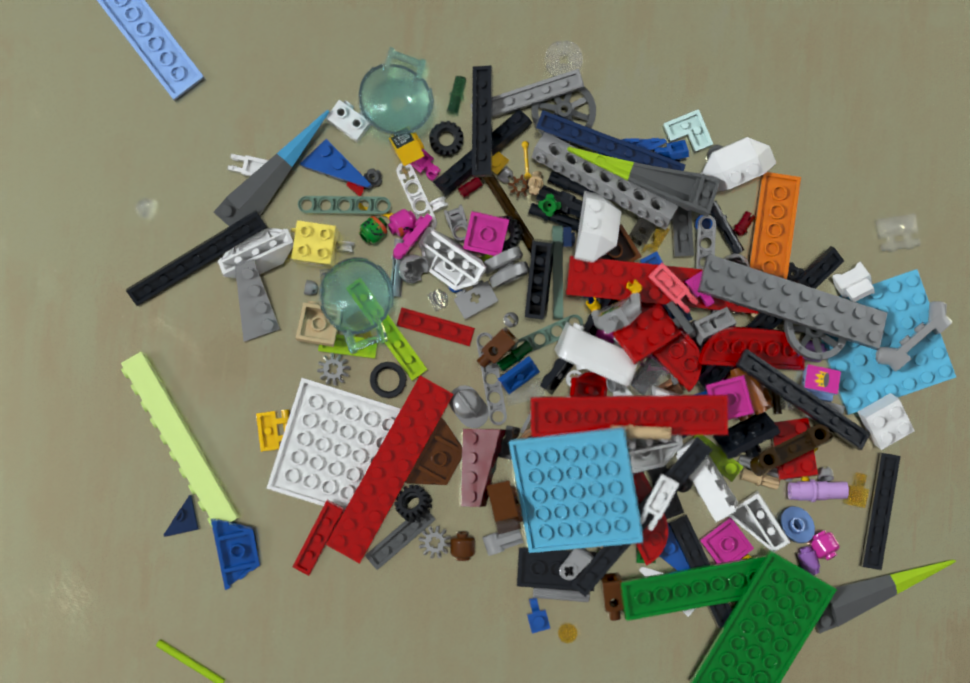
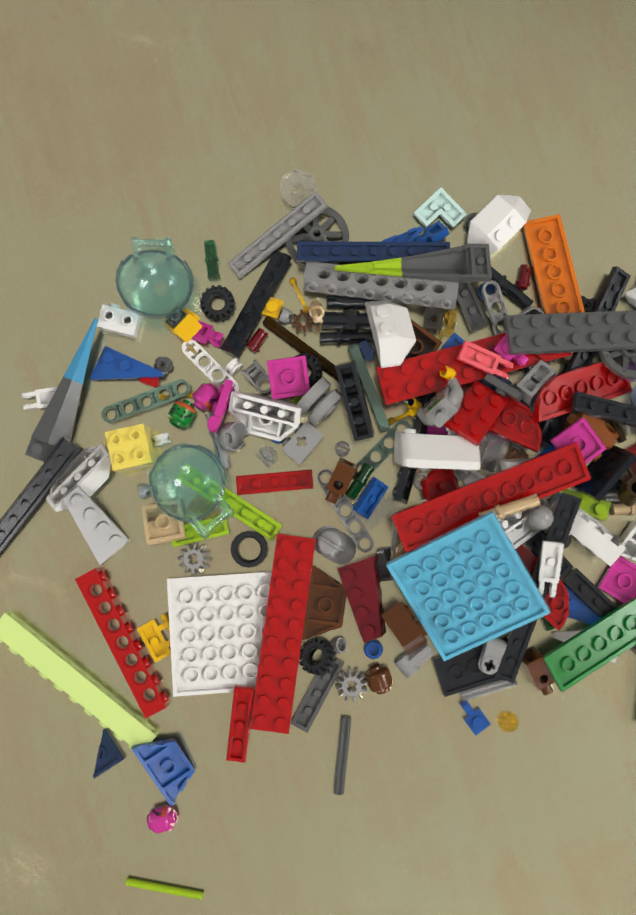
camera: 20 degrees left, 0 degrees up
(212, 597) = (161, 819): none -> dark pink head
(225, 353) = (148, 705): none -> red brick
(401, 604) = (342, 755): none -> dark grey axle
(441, 501) = (342, 645): none -> light grey hinge
(467, 517) = (373, 649): none -> blue plate
(482, 121) = (244, 274): black plate -> none
(554, 205) = (339, 333): green plate -> none
(588, 310) = (412, 412): none -> yellow hinge
(668, 453) = (540, 518): none -> light grey piece

